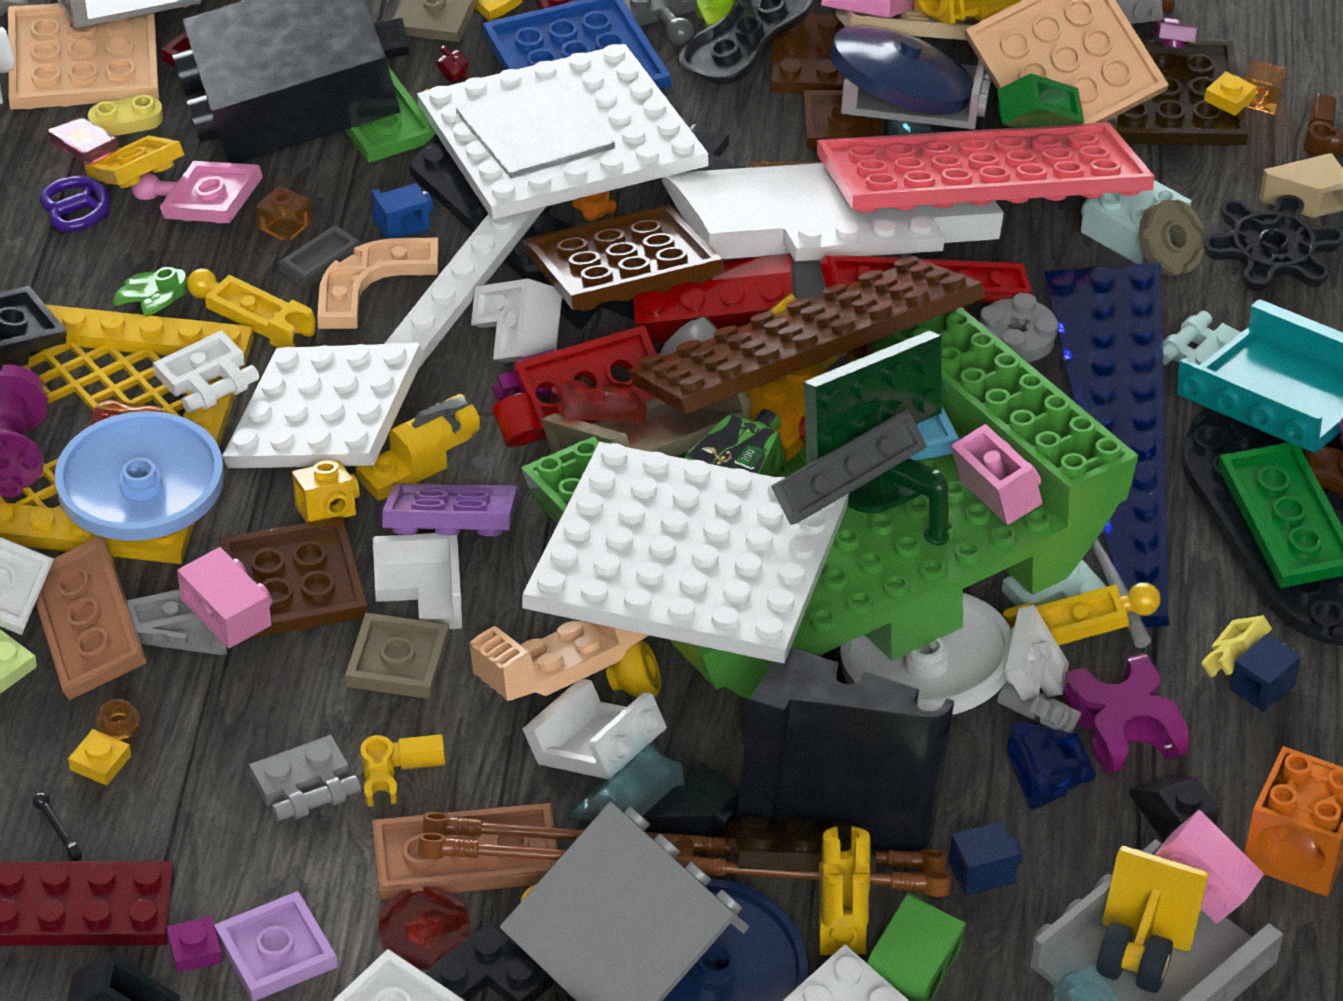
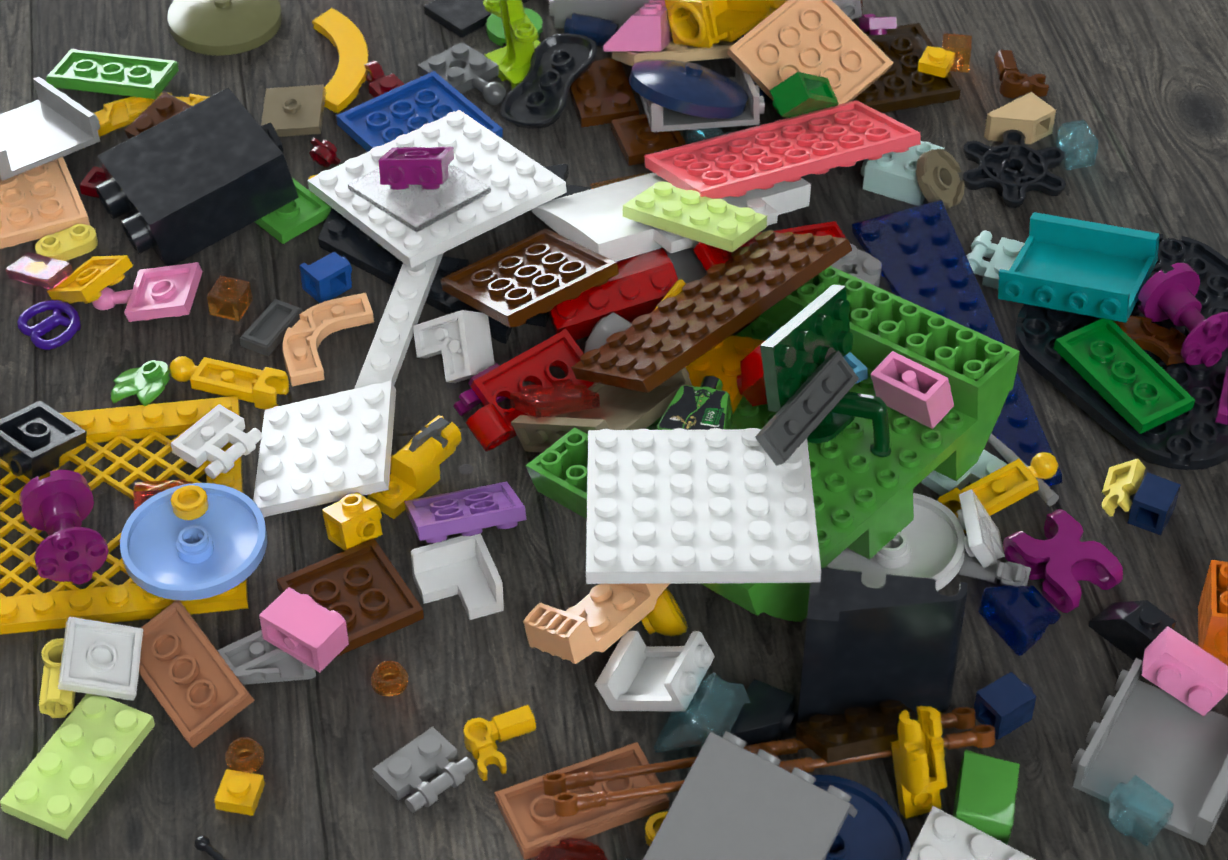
camera: 15 degrees left, 0 degrees up
(146, 431) = (189, 502): none -> yellow tile
(304, 673) = (389, 679): none -> clear orange plate
(397, 655) = (462, 646): dark tan plate -> none
(534, 101) = (415, 167): none -> magenta plate
(595, 205) = (481, 243): orange plate -> none
(835, 223) = (695, 216): none -> yellowish green plate
(1156, 904) = (1156, 712): yellow plate -> none

